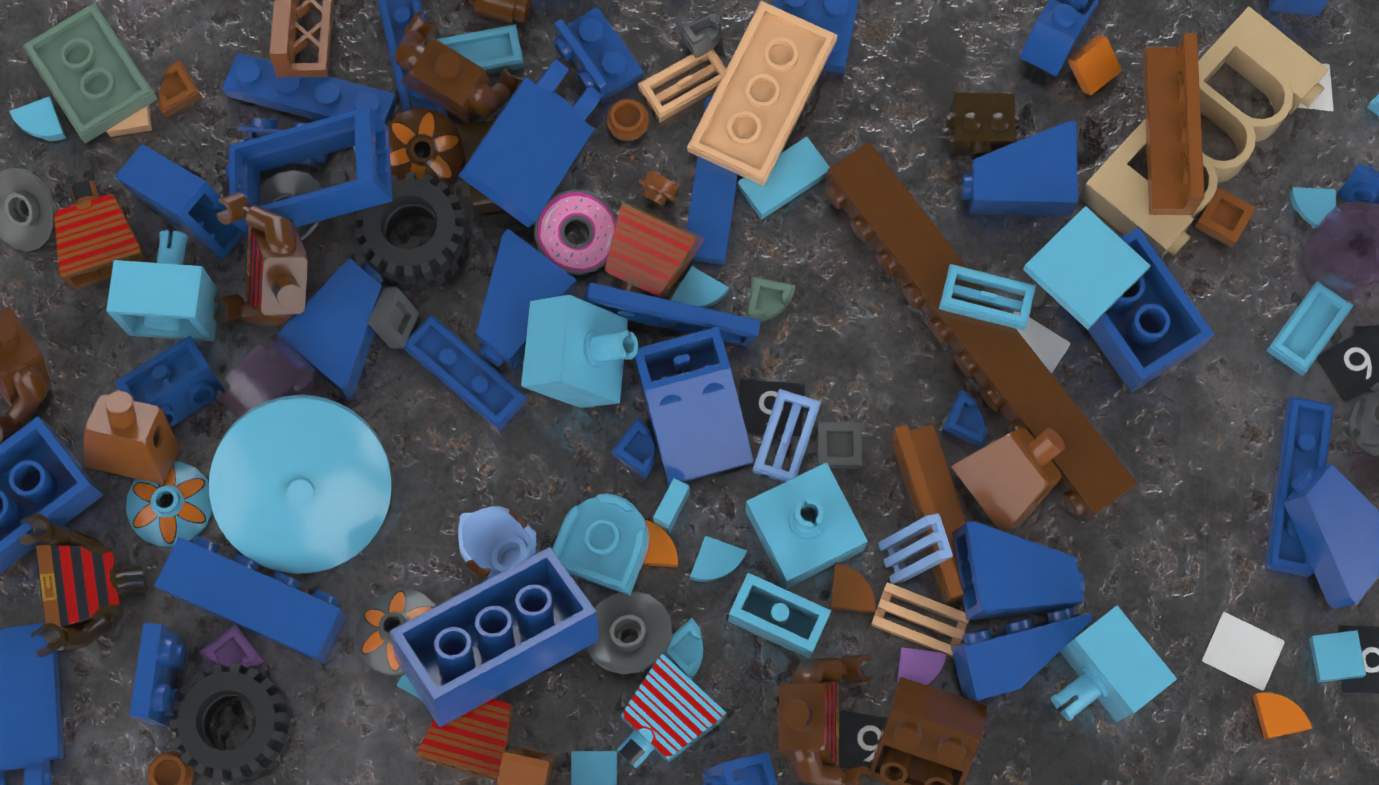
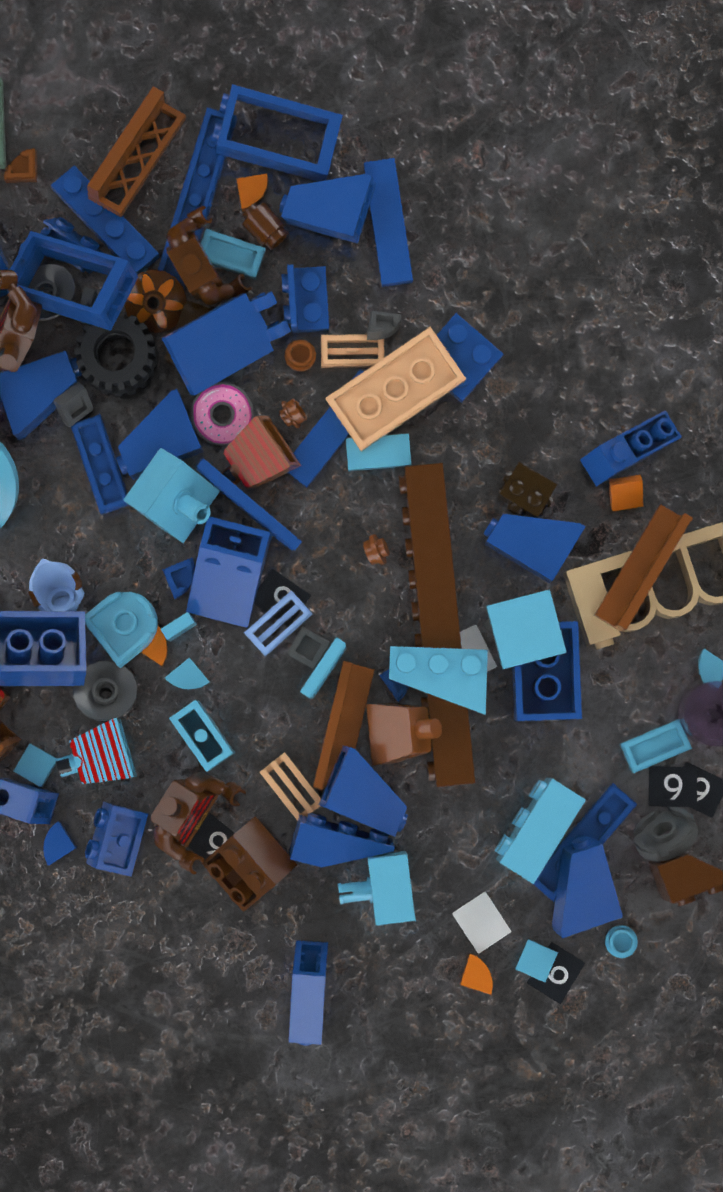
camera: 30 degrees right, 10 degrees up
(686, 649) = (137, 721): medium azure tile -> none
(699, 289) = (278, 496): medium azure tile -> none
(768, 298) = (319, 527): sand green tile -> none
(805, 525) = (253, 688): medium azure brick -> none
(851, 286) = (376, 550): none -> dark orange plate
(851, 591) = (259, 744): dark orange tile -> none
(877, 451) = (324, 668): none -> medium azure tile
(897, 556) = (301, 741): light blue tile -> none
(919, 665) = (273, 815): medium lavender tile -> none
(982, 312) = (473, 630): medium azure tile -> none
(1021, 374) = (444, 673): none -> medium azure wing
(1225, 217) = (646, 643): dark orange plate -> none
(1245, 493) = (539, 828): none -> medium azure brick

